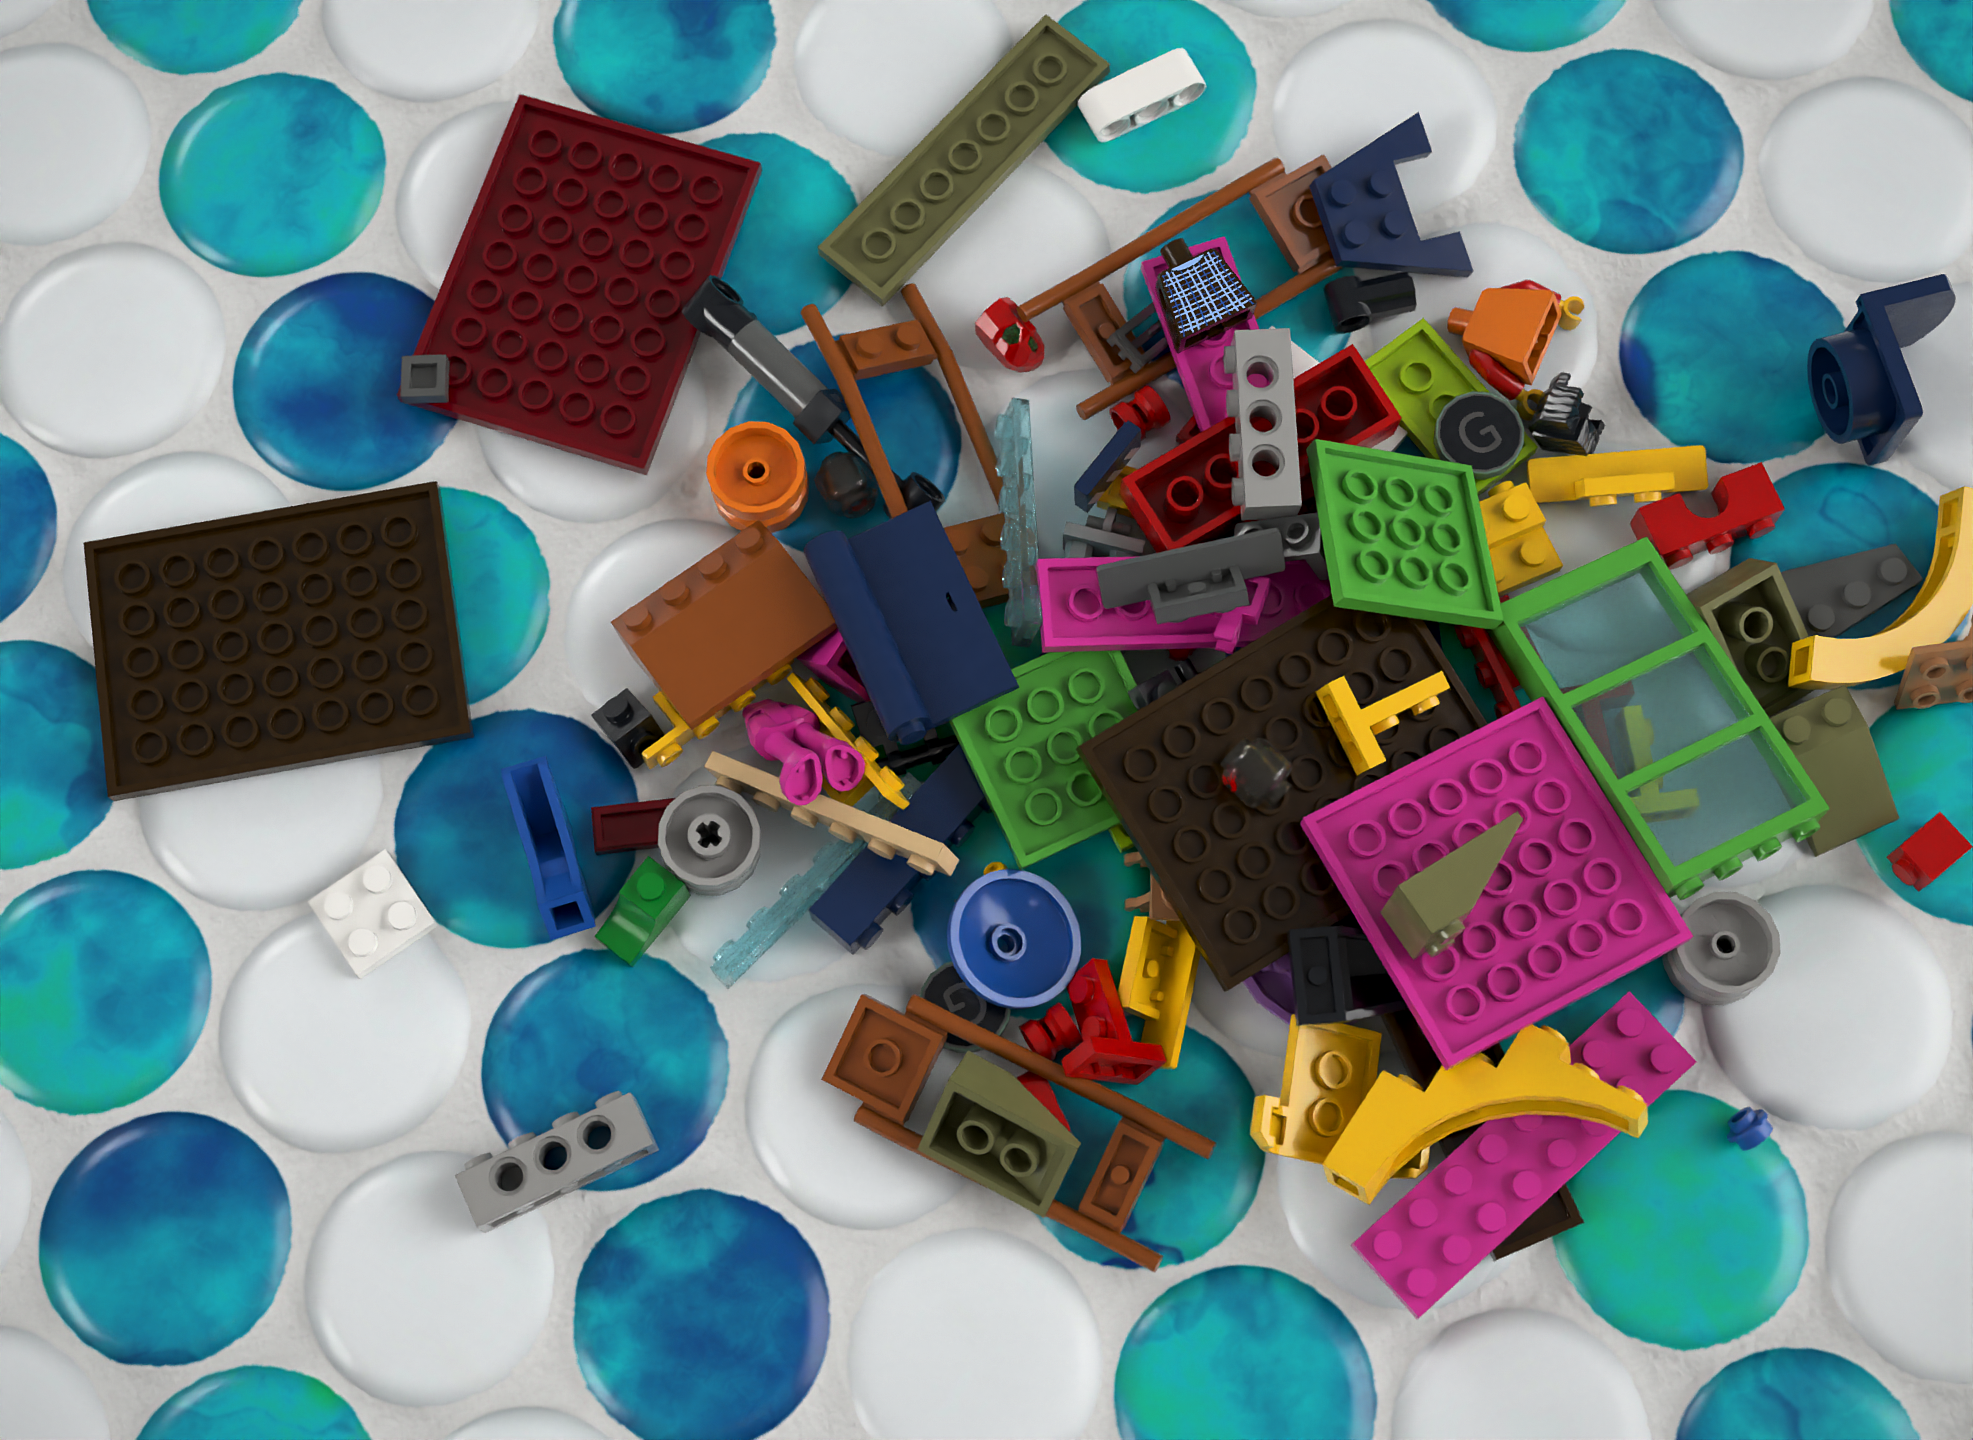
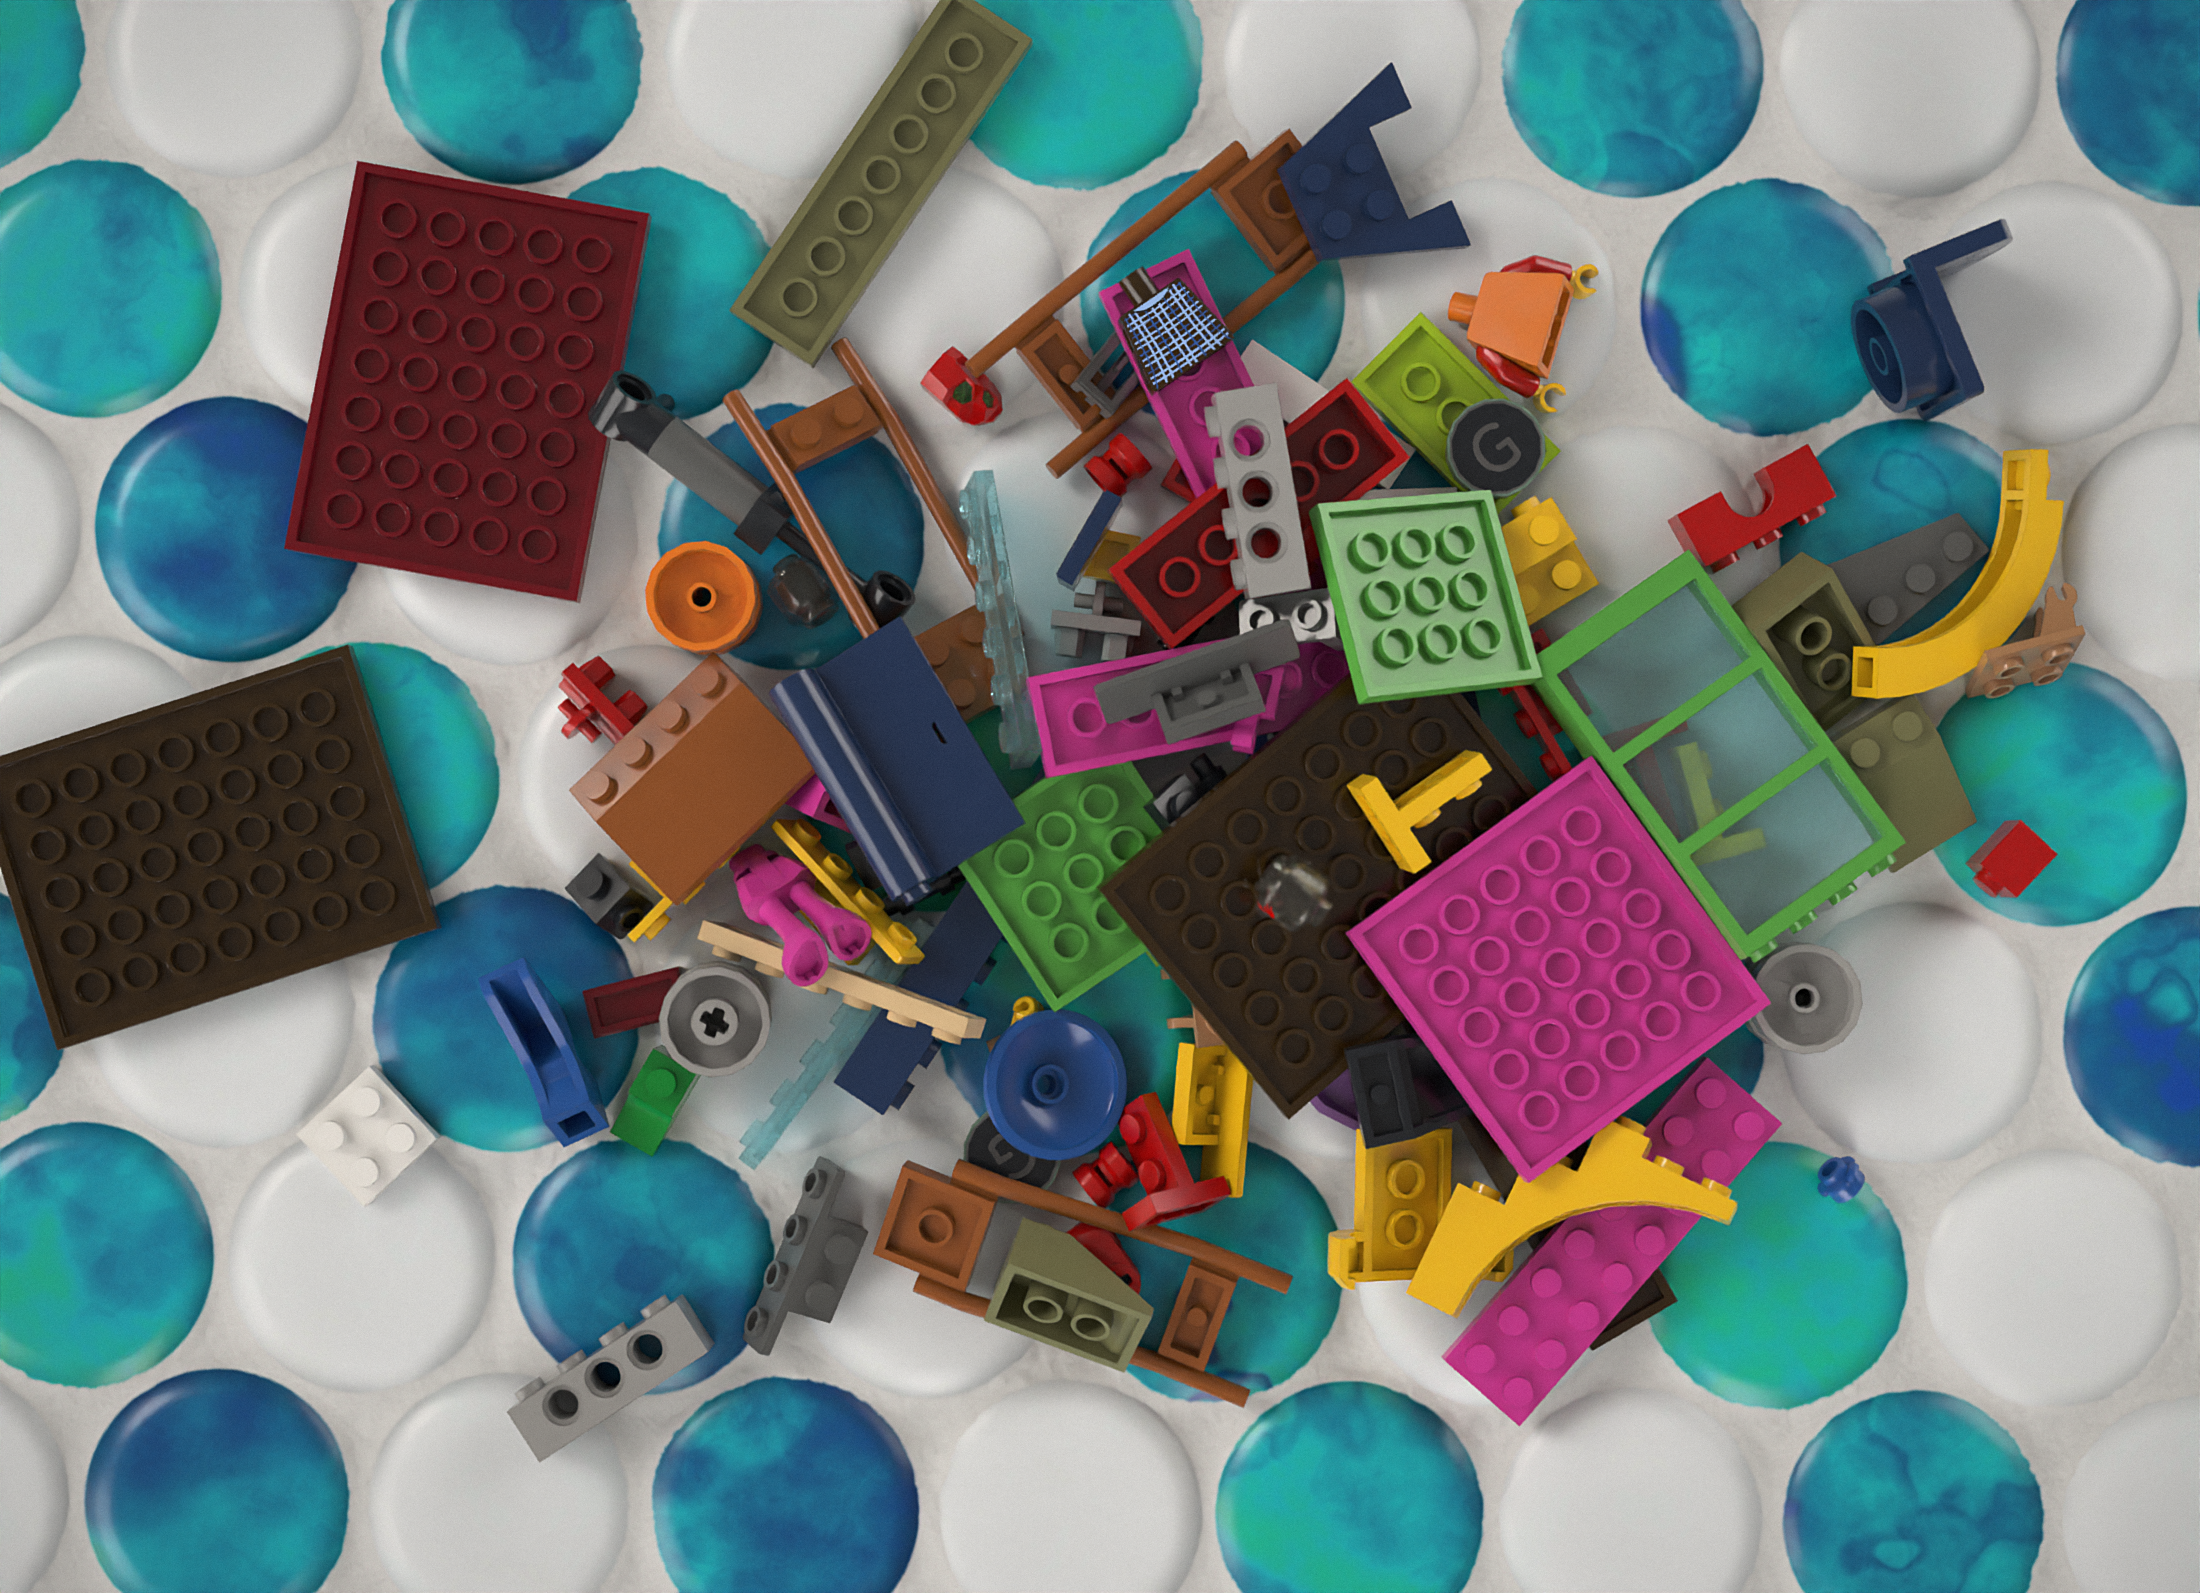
camera: 15 degrees left, 15 degrees up
(425, 379) = (312, 531): dark grey plate -> none
(641, 560) = (584, 688): none -> red hips
(763, 1080) = (810, 1263): none -> dark grey bracket
(1141, 95) = (1073, 72): white beam -> none
(1358, 302) = (1344, 300): black piece -> none
(1435, 902) = (1514, 1008): olive slope -> none
(1563, 421) = (1587, 419): black hair -> none
(1618, 474) = (1652, 473): yellow bracket -> none

